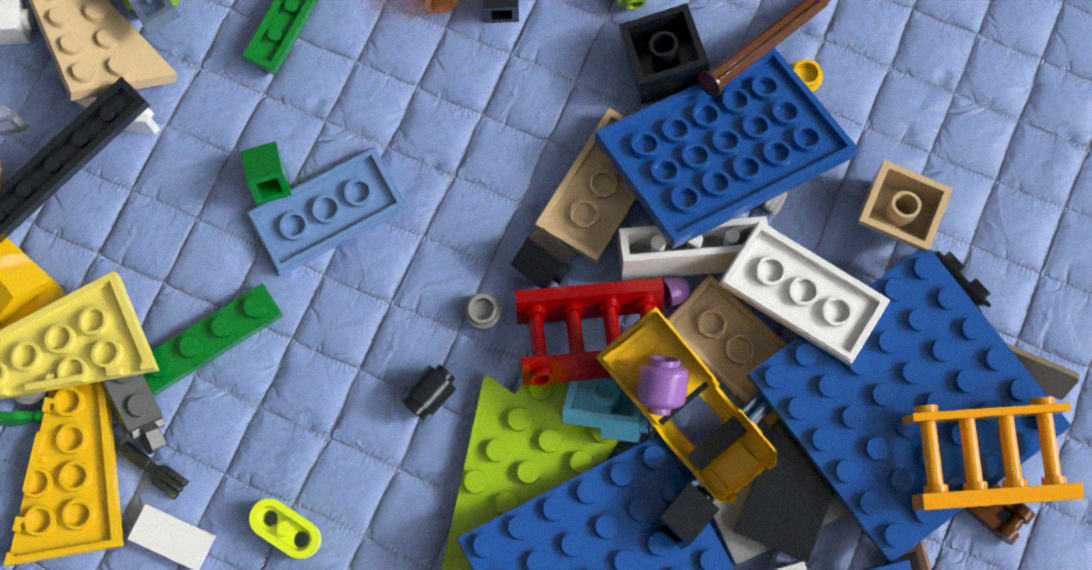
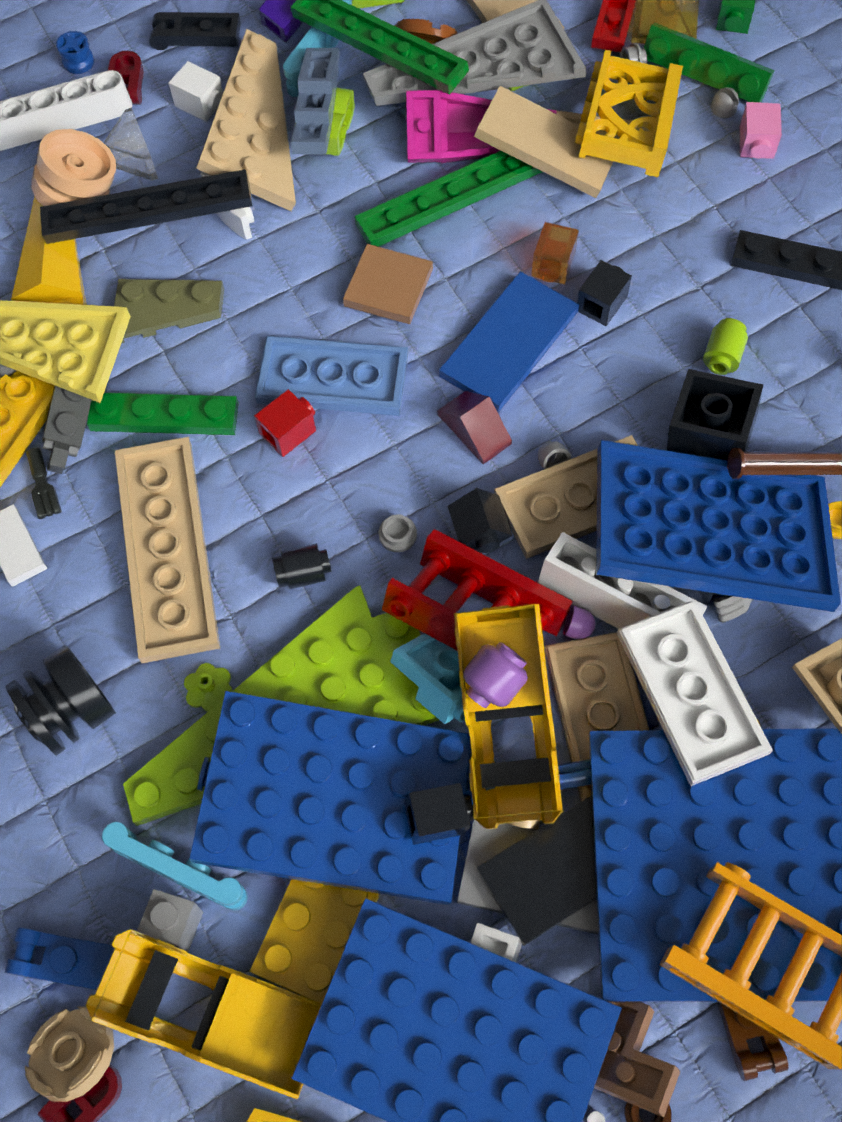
camera: 40 degrees right, 10 degrees down
(134, 238) = (168, 303): none -> olive wing
(266, 173) = (303, 313): green brick -> none
(286, 529) = (101, 600): neon yellow plate -> none
(305, 451) = (166, 551): none -> tan plate
(315, 99) = (388, 284): none -> medium nougat tile
(323, 278) = (286, 422): none -> red brick
(433, 546) = (211, 693): none -> lime plant
(451, 86) = (509, 340): none -> blue tile
(477, 177) = (476, 424): none -> slope
(558, 164) = (554, 452): none -> light grey hinge

